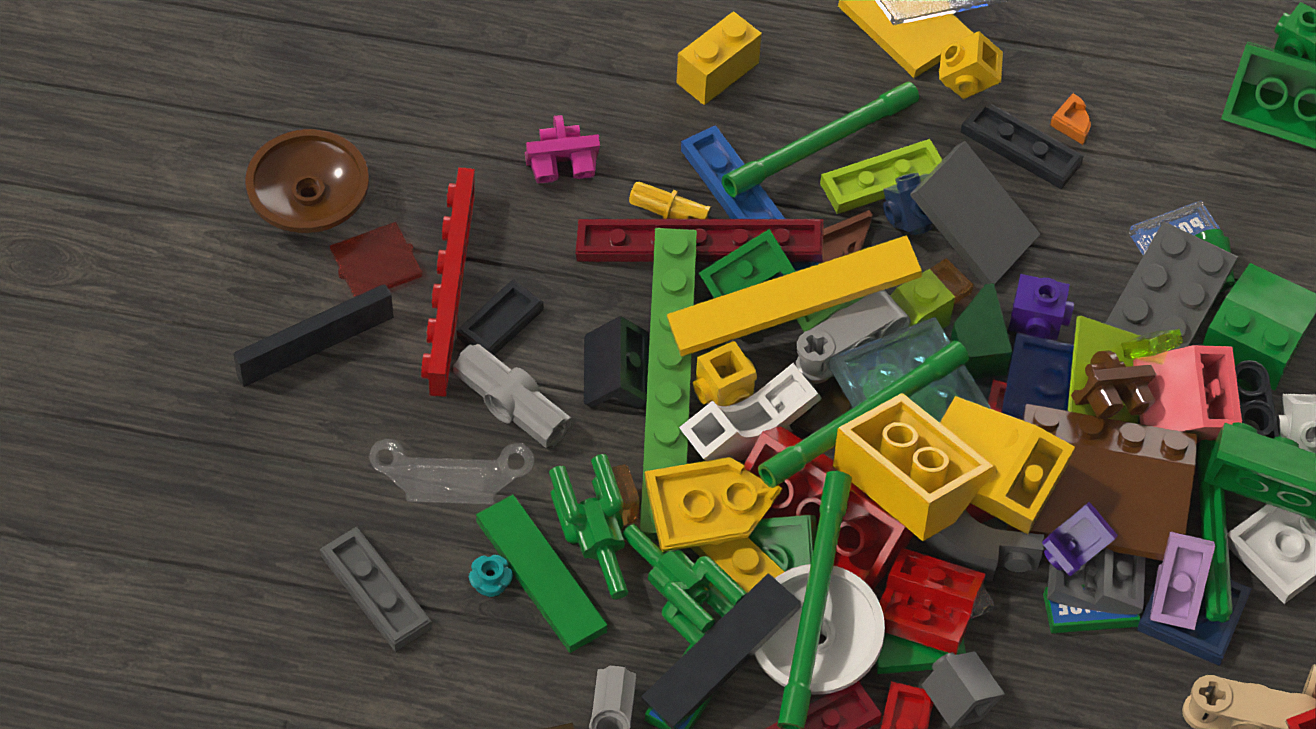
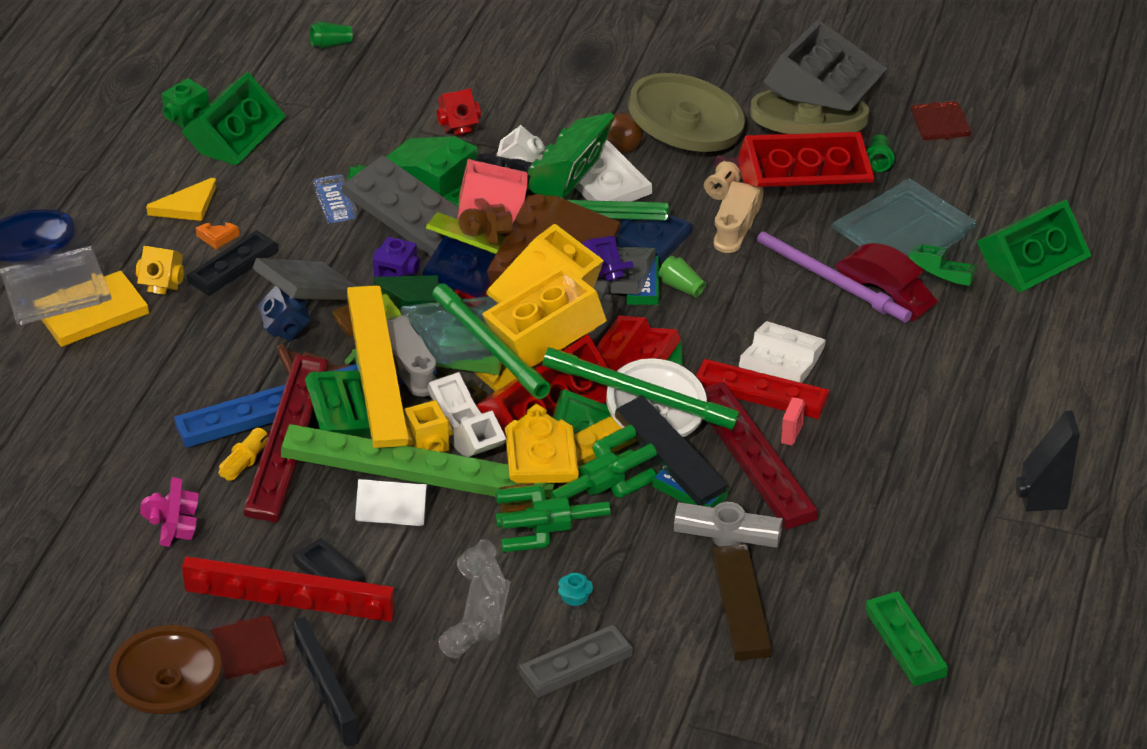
camera: 80 degrees left, 15 degrees down
(512, 395) = (414, 559): light grey piece -> none
(541, 573) = (578, 557): green tile -> none
(718, 58) = (104, 409): yellow brick -> none
(757, 171) = (233, 390): green piece -> none
(865, 180) = (247, 334): lime plate -> none
(962, 688) = (708, 338): dark grey brick -> none
(1099, 651) = (681, 276): none -> bright green cone
(1125, 80) = (185, 204): none -> yellow tile
(1152, 343) = (451, 201): clear neon green tile -> none
(1181, 580) = (643, 223): lavender slope -> none

